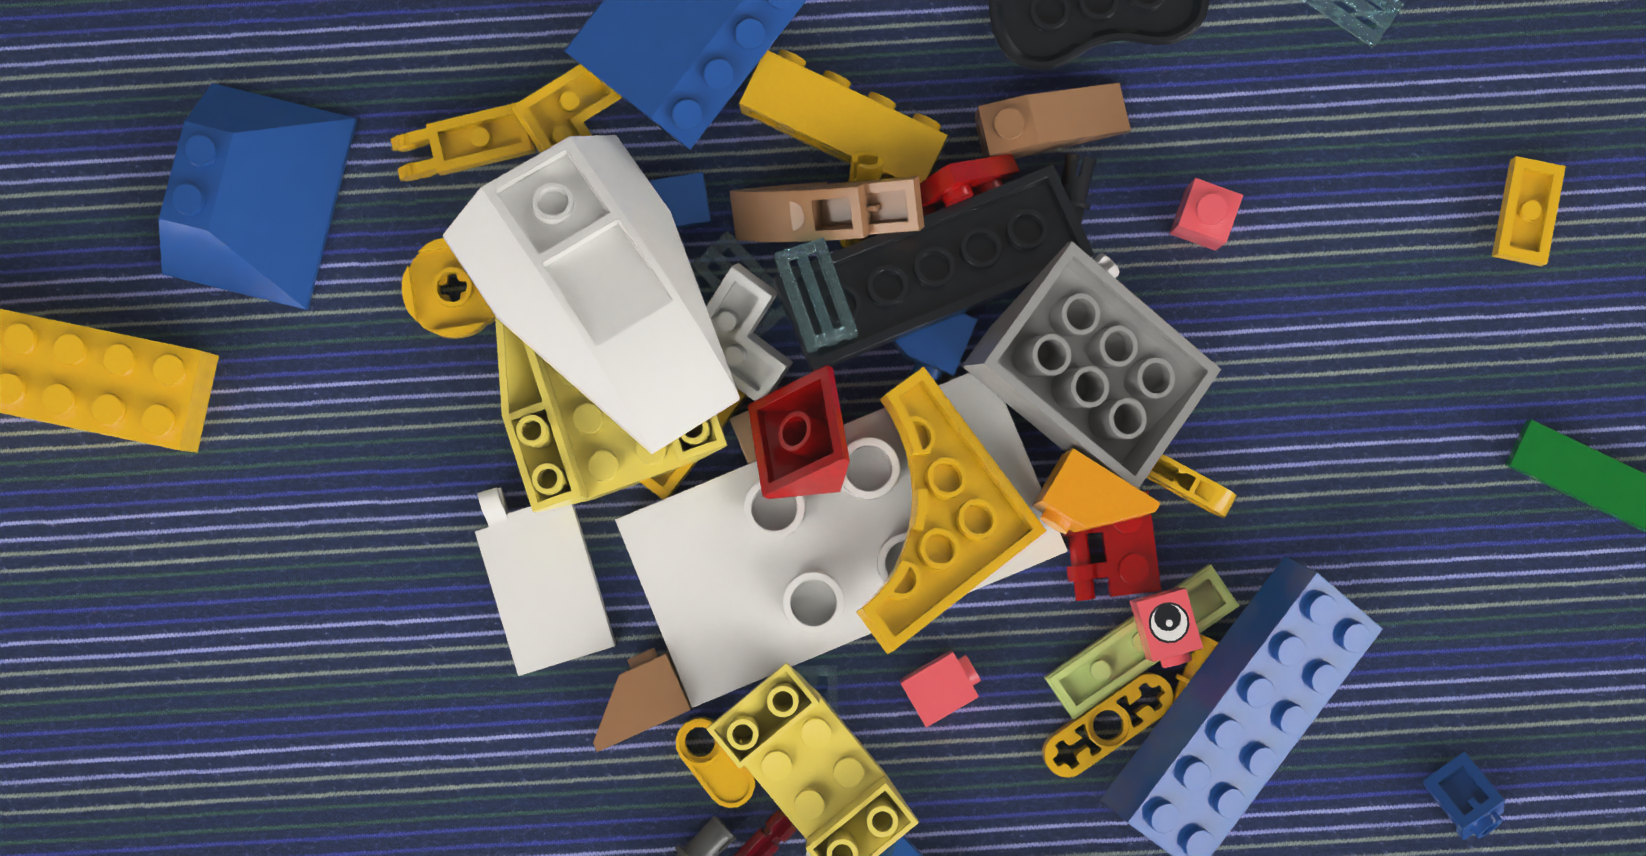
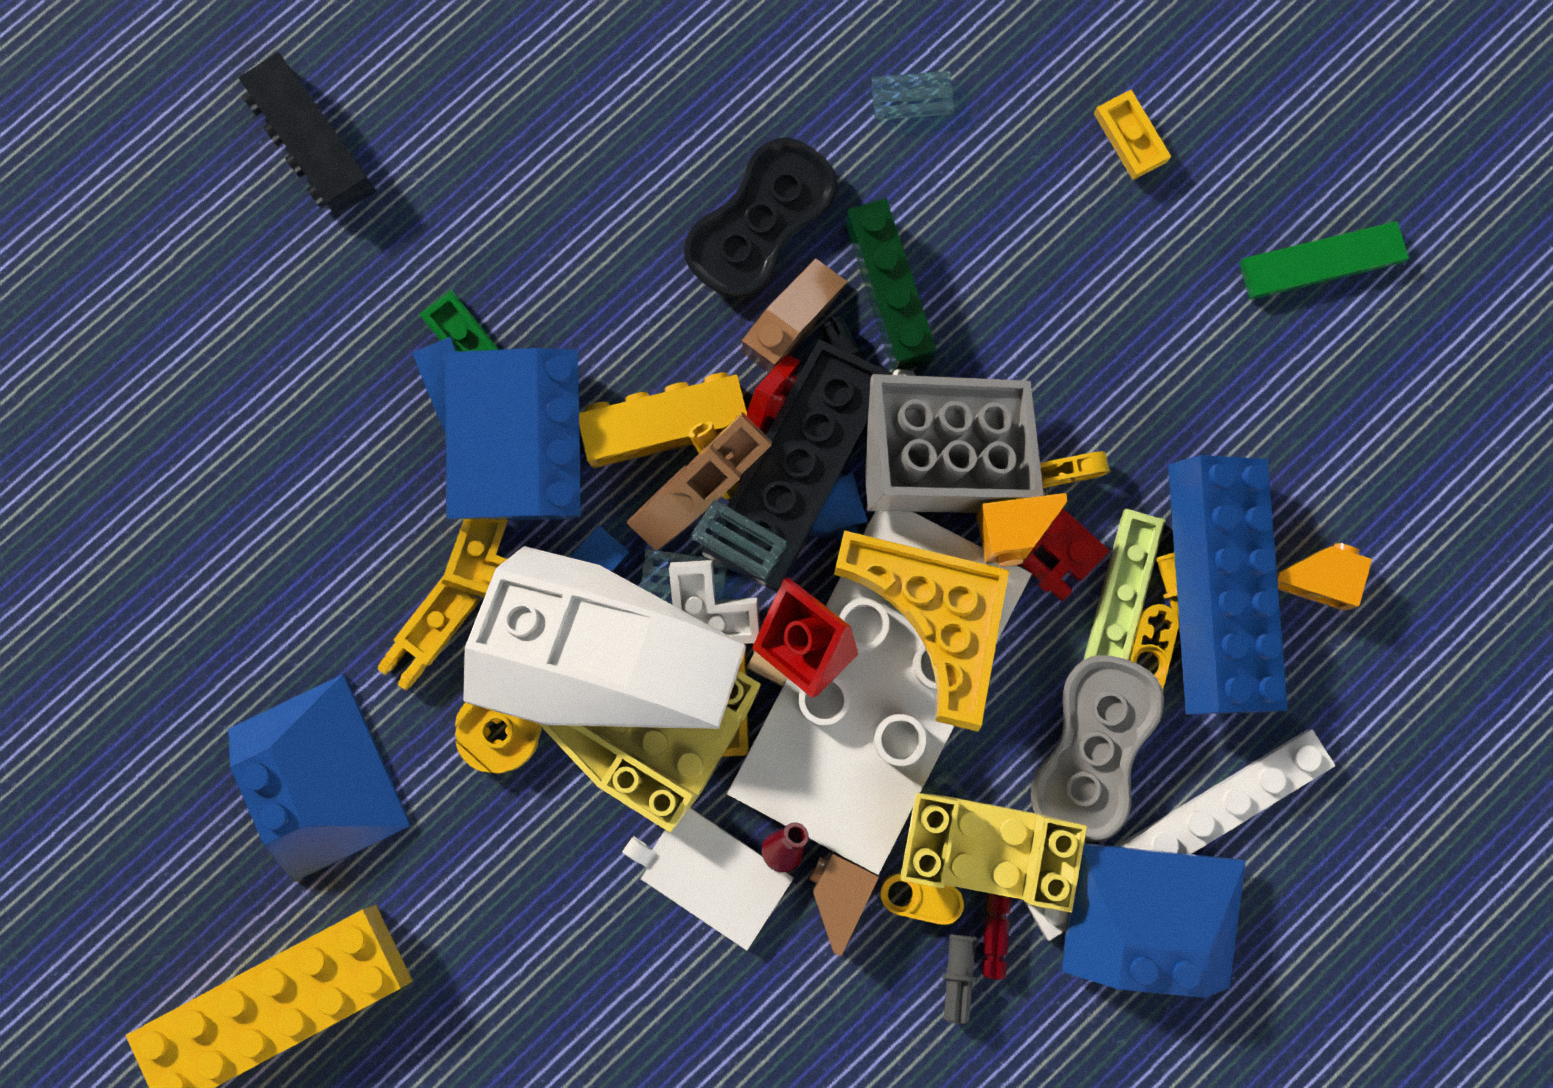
camera: 45 degrees left, 5 degrees down
(627, 613) = (785, 847): none -> dark red cone
(941, 686) = (1024, 727): coral brick -> none
(1023, 743) = (1107, 718): none -> light grey plate
(1166, 167) = (890, 285): none -> dark green brick
(1166, 626) = (1134, 569): coral brick -> none
(1206, 214) = (940, 293): coral brick -> none
(1346, 785) = (1328, 577): none -> light orange slope
(1466, 797) = (1406, 522): blue bracket -> none

